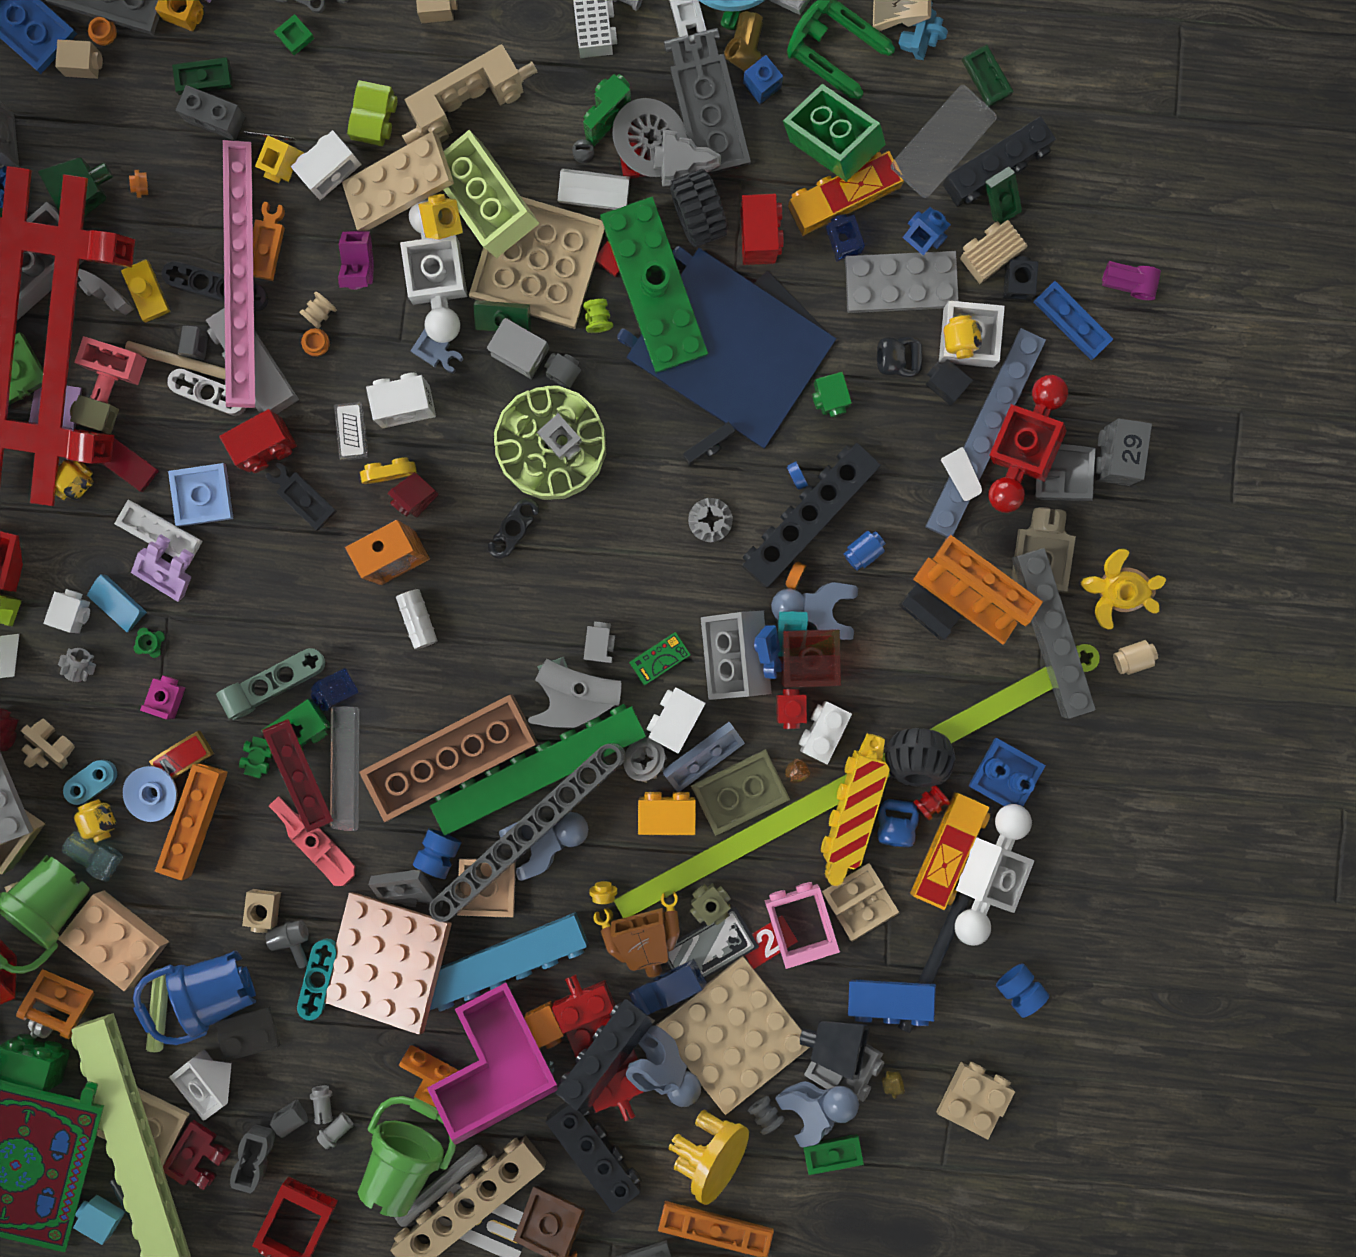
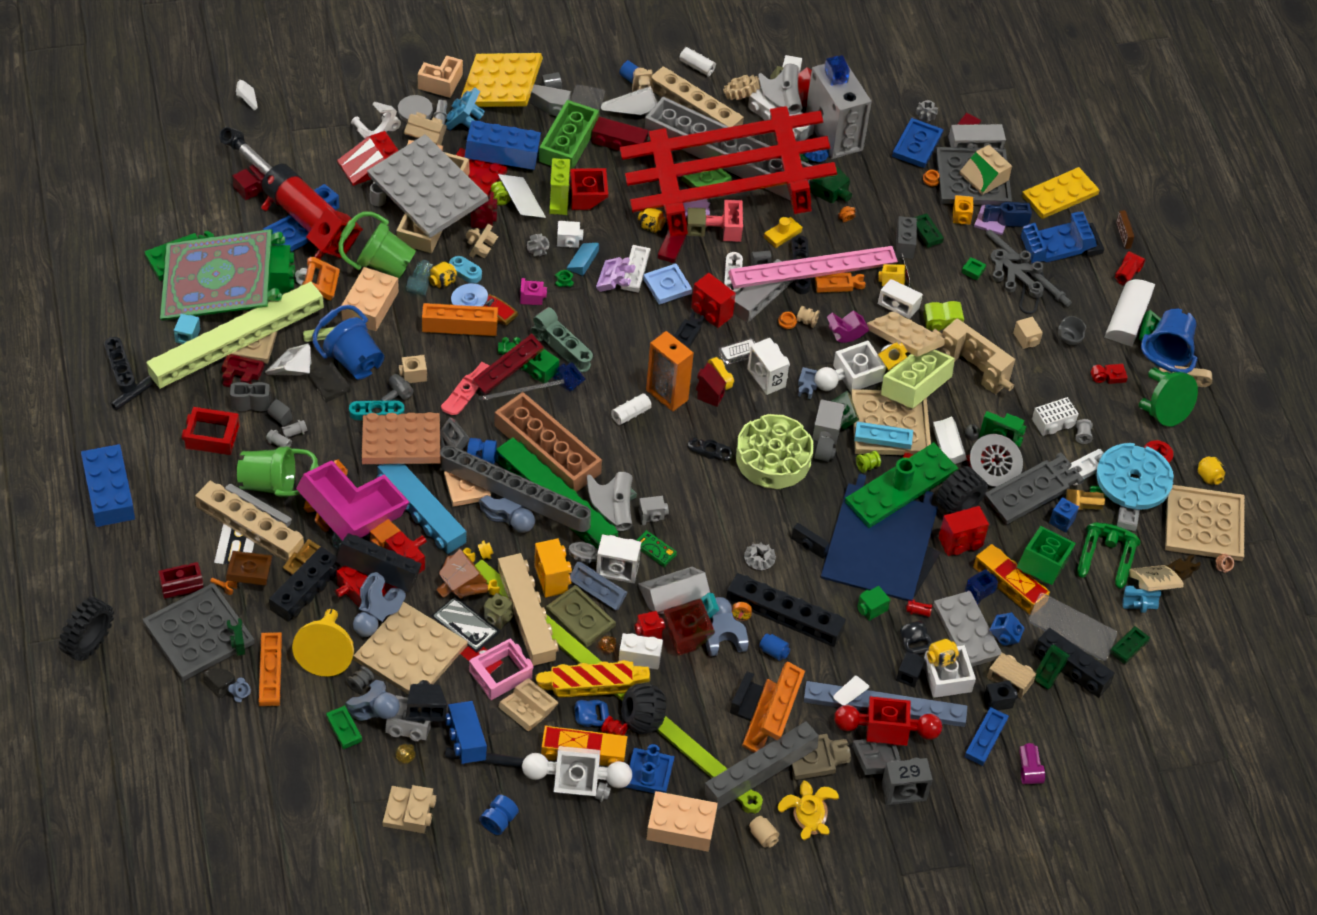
camera: 70 degrees right, 35 degrees down
(78, 59) = (908, 169): tan brick -> none
(95, 286) = (773, 213): light grey slope -> none
(176, 360) = (746, 247): tan bar -> none
(546, 1143) = (301, 557): none -> pearl gold slope
(553, 430) = (778, 447): light grey brick -> none
(568, 280) = (883, 435): none -> medium azure plate
(669, 988) = (433, 602): dark blue piece -> none
(681, 156) = (993, 474): light grey rock -> none
(720, 866) = (527, 610): none -> tan brick
(768, 647) = (685, 594): blue plate -> none
(797, 475) = (810, 595): blue tile -> none
(852, 340) = (918, 608): none -> red pin
(1022, 846) = (602, 791): none -> light grey plate
(1095, 758) = (682, 821): none -> light nougat brick

